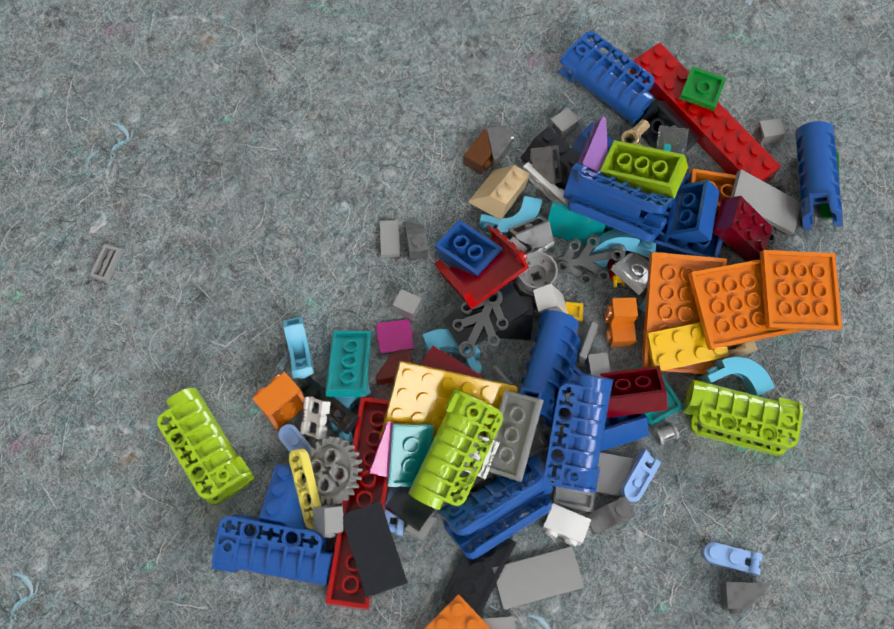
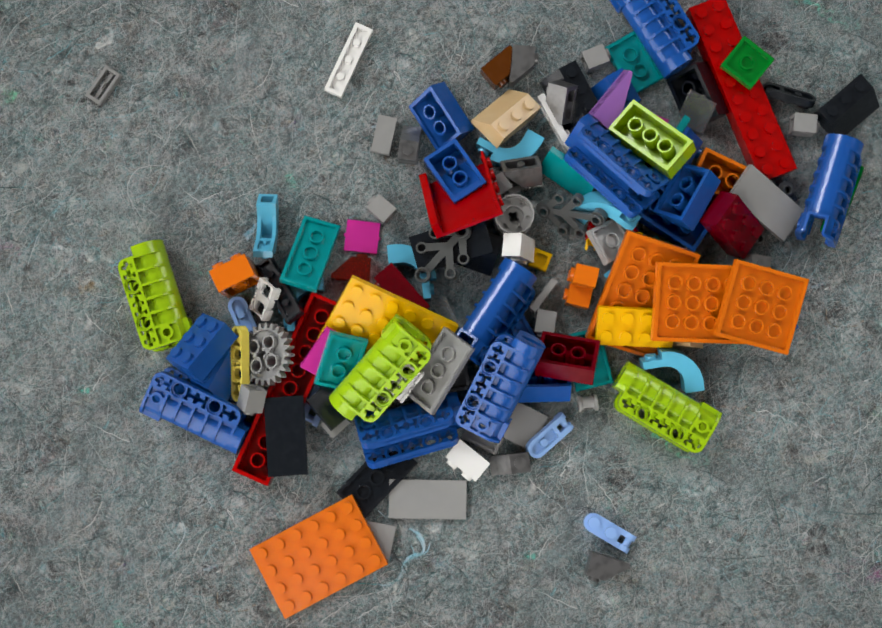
camera: 15 degrees right, 15 degrees up
(263, 480) = (202, 347): none -> blue brick
(337, 181) = (348, 60): none -> white plate
(437, 206) = (440, 115): none -> blue slope
(593, 108) = (631, 55): none -> teal tile
(636, 132) = (663, 90): tan axle -> none
(746, 111) = (789, 95): none -> black plate
(804, 105) = (848, 107): none -> black slope

